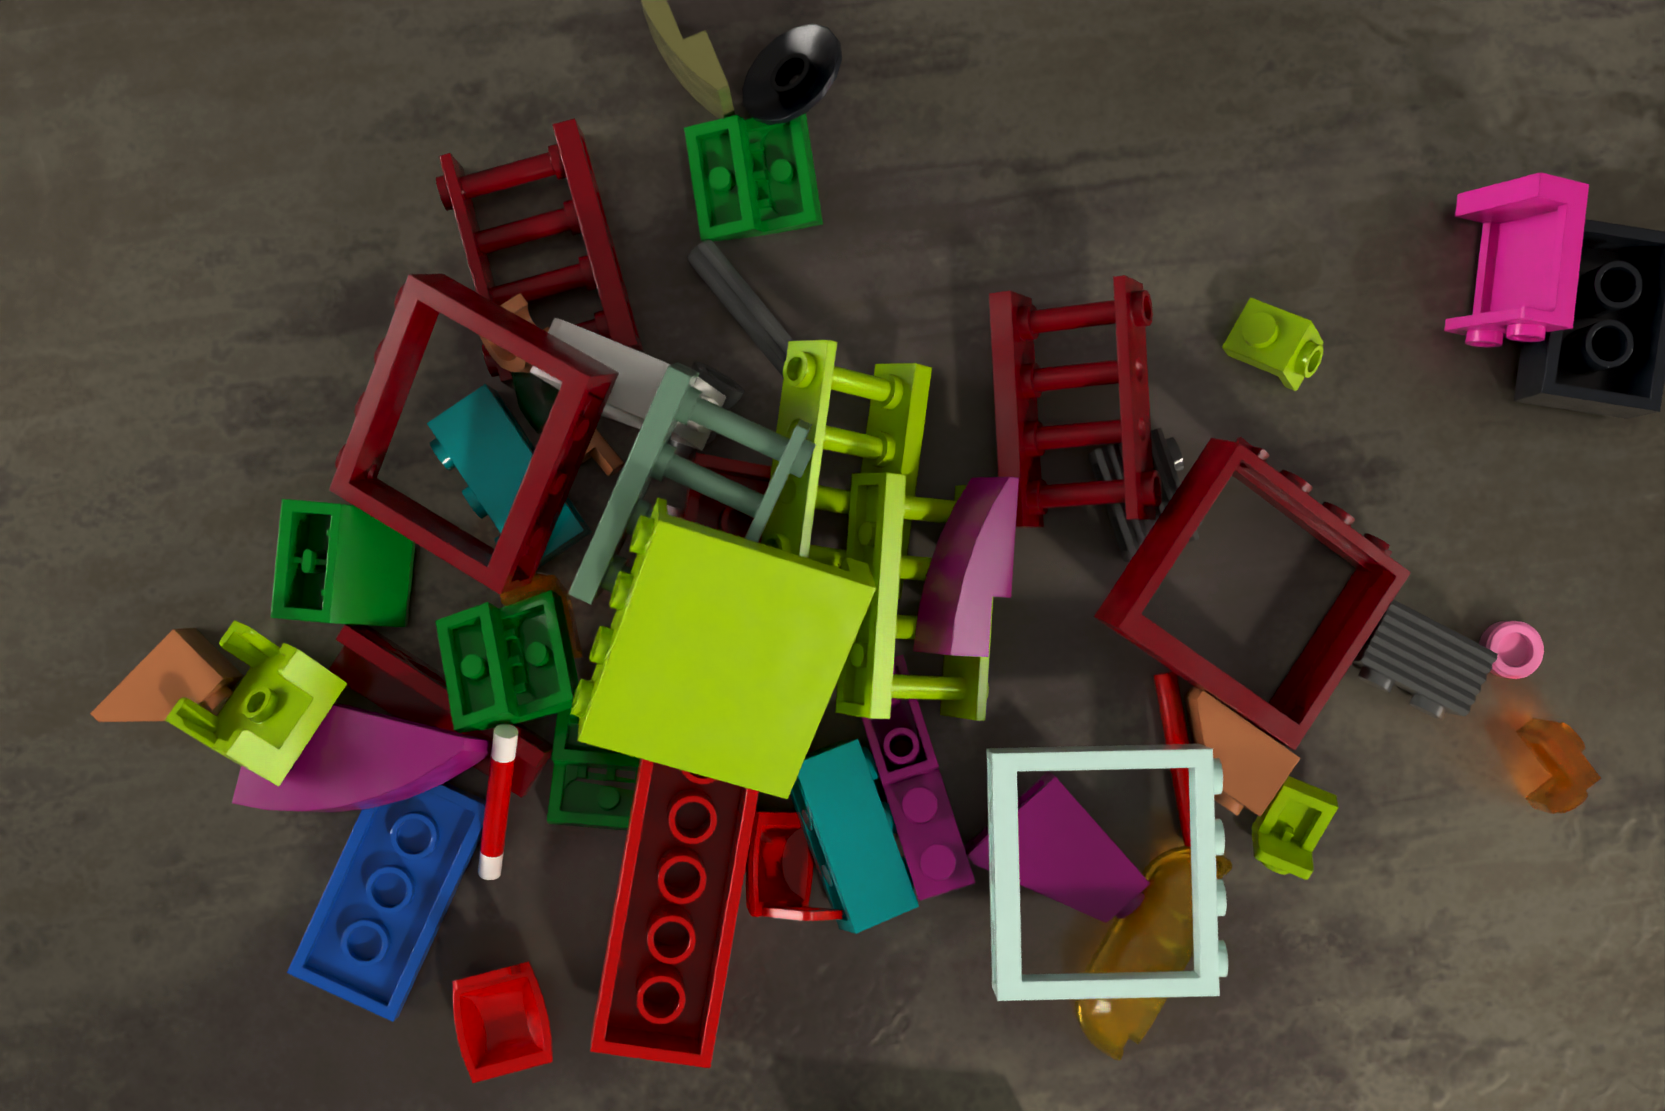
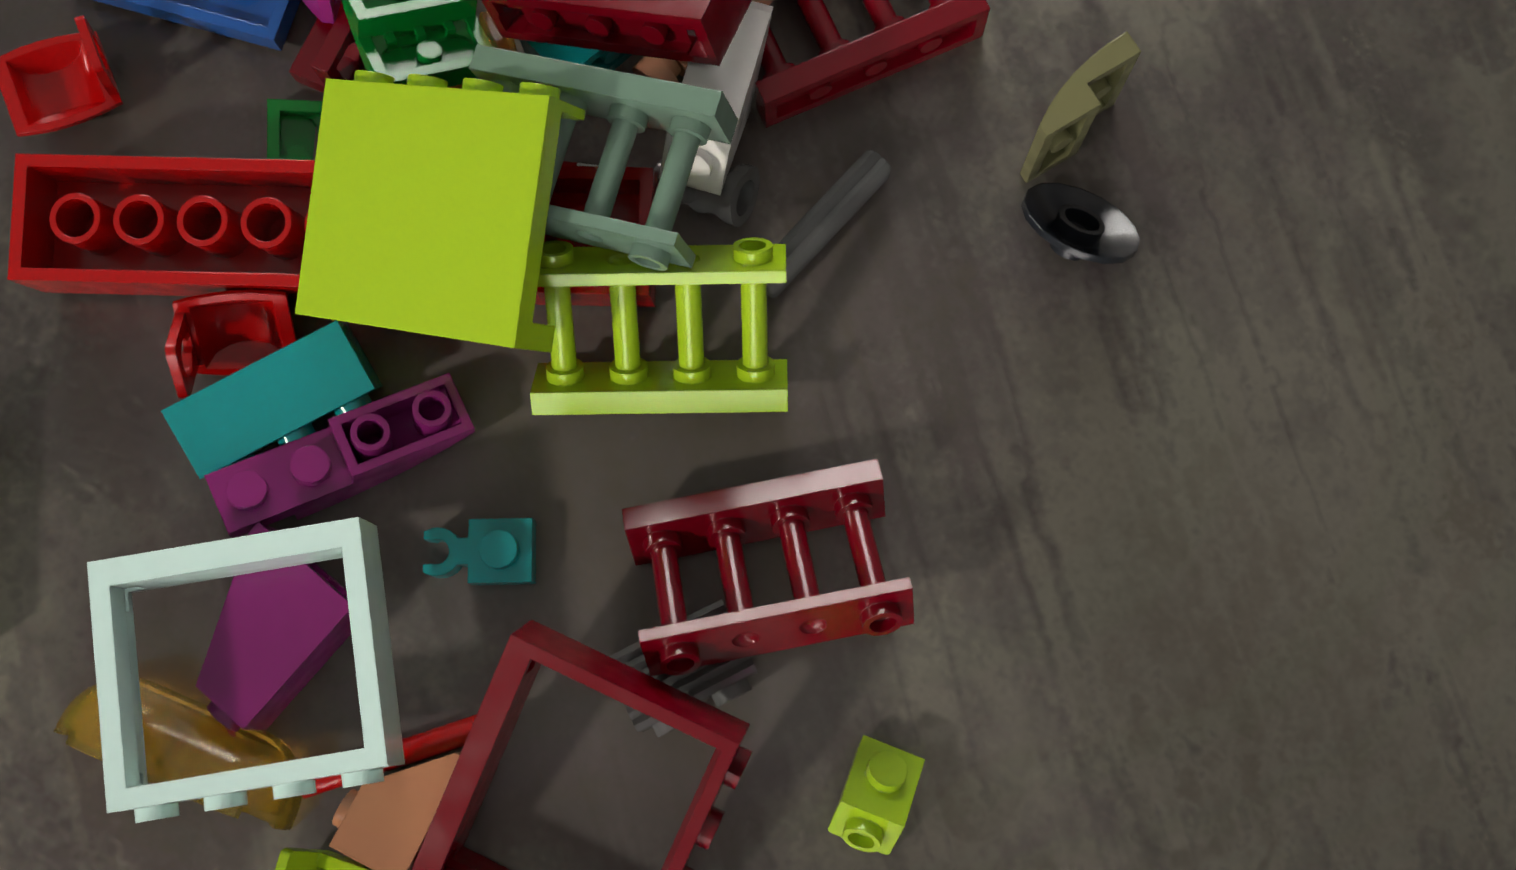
camera: 80 degrees right, 10 degrees down
(497, 801) = (277, 39): red bar -> none
(752, 177) = (965, 205): green slope -> none
(875, 538) = (492, 378): lime fence -> none
(969, 569) = (564, 472): magenta slope -> none
(1015, 653) = (494, 552): none -> teal plate

